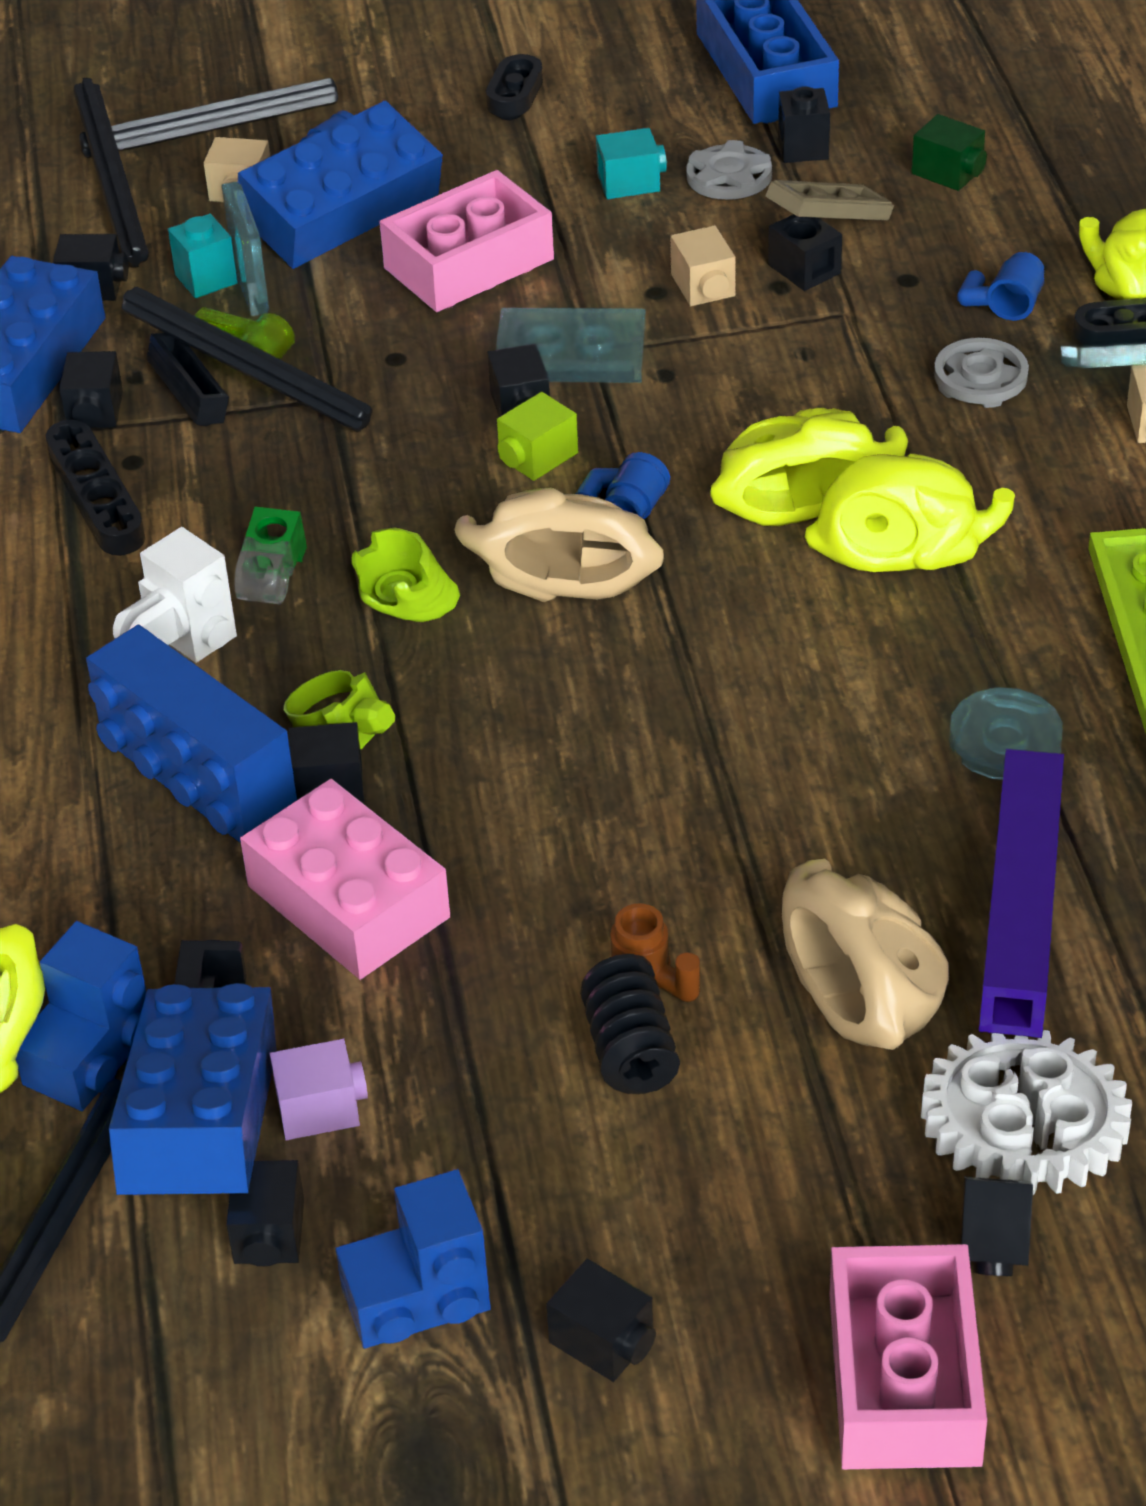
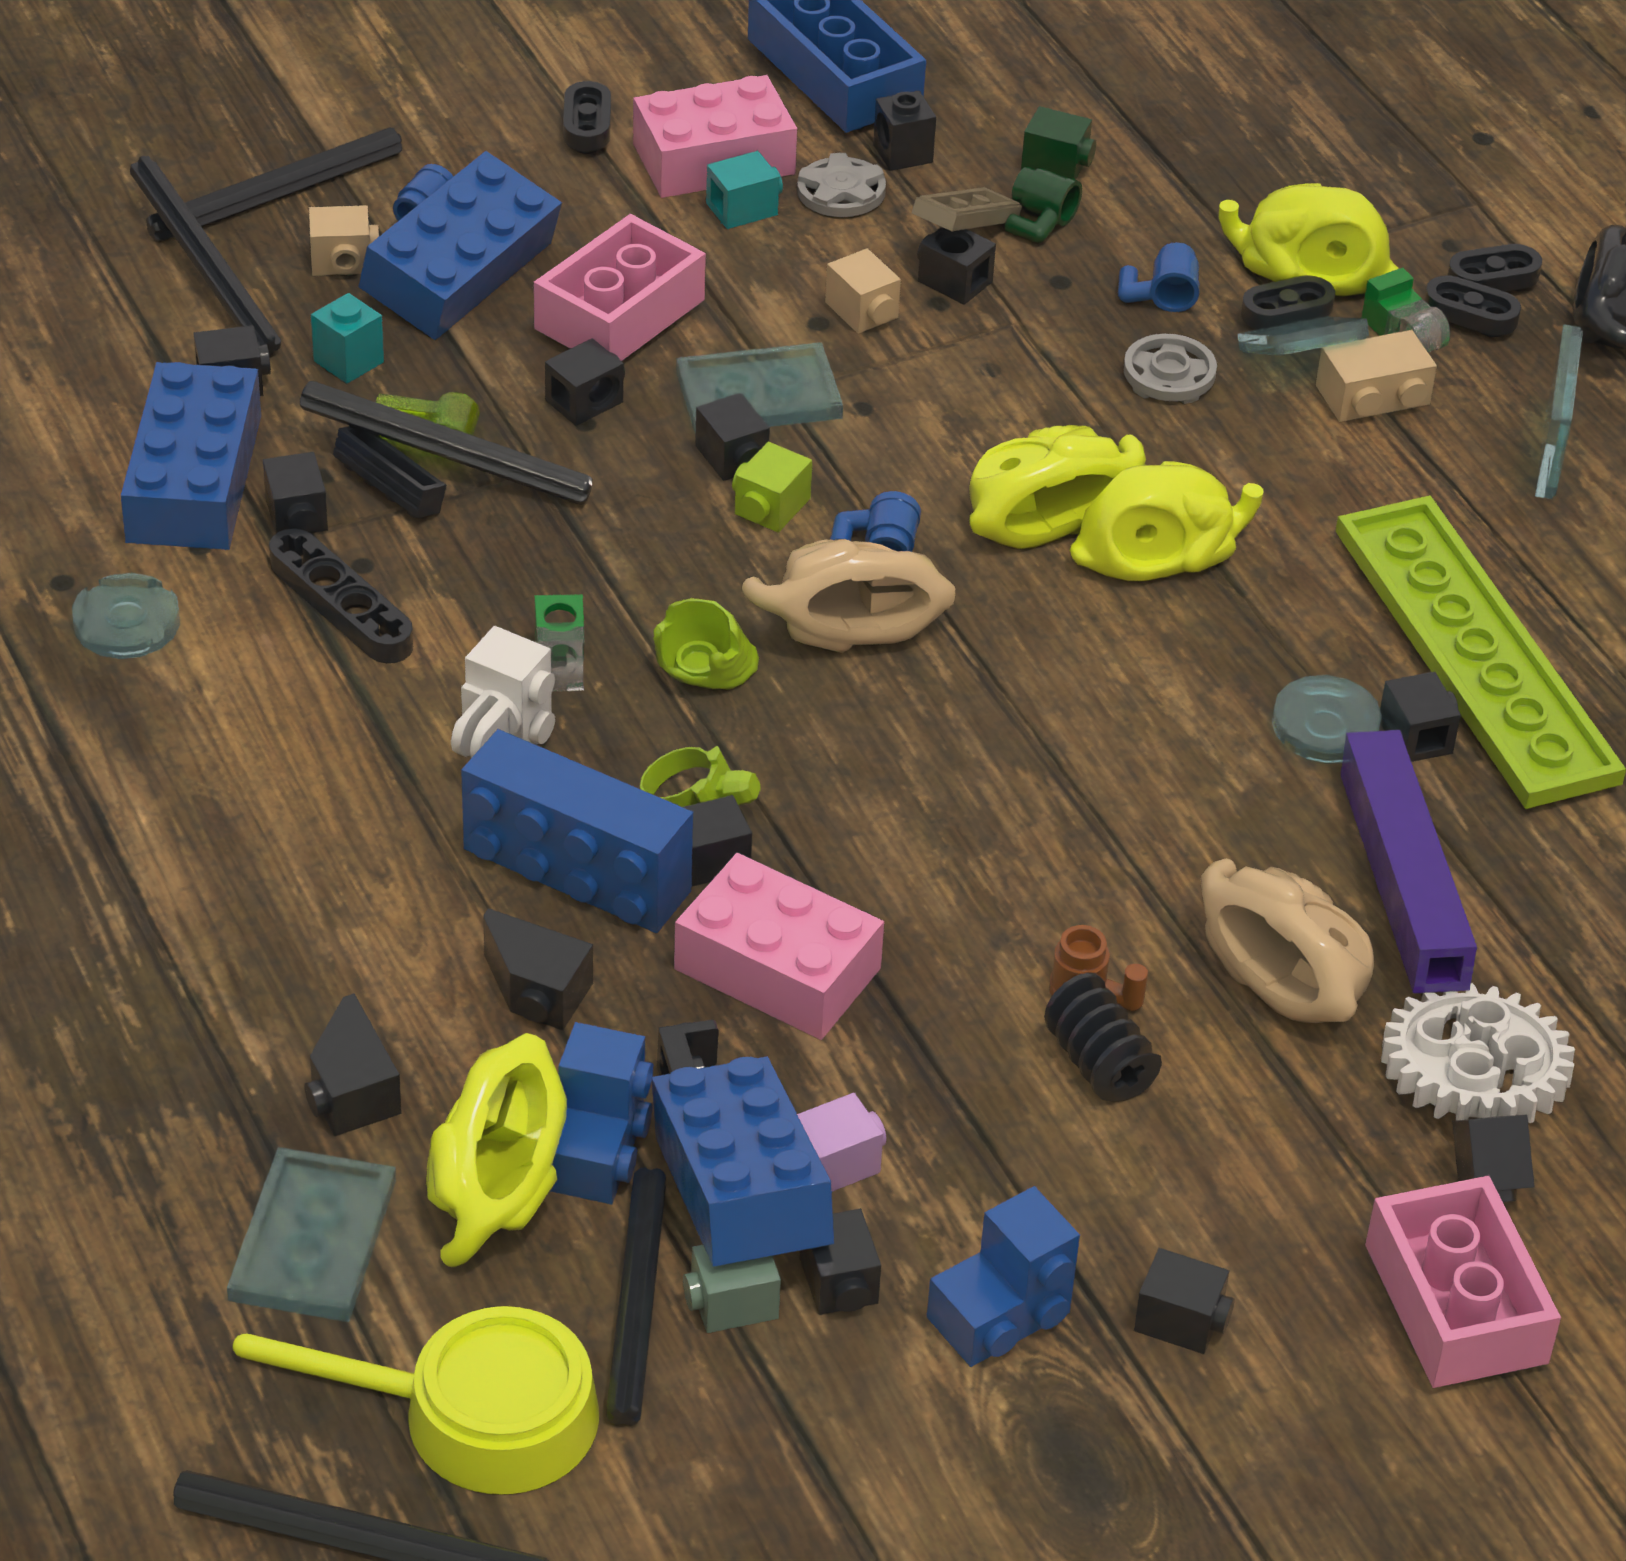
camera: 20 degrees left, 0 degrees up
(107, 866) = (537, 968): none -> black slope
(148, 1225) = (732, 1292): none -> sand green brick
(246, 248) = (404, 325): clear light blue tile -> none
(403, 318) = (584, 381): none -> black brick
(620, 100) = (707, 124): none -> bright pink brick
(922, 201) = (1046, 195): none -> dark green piece
(1100, 744) = (1422, 713): none -> black brick

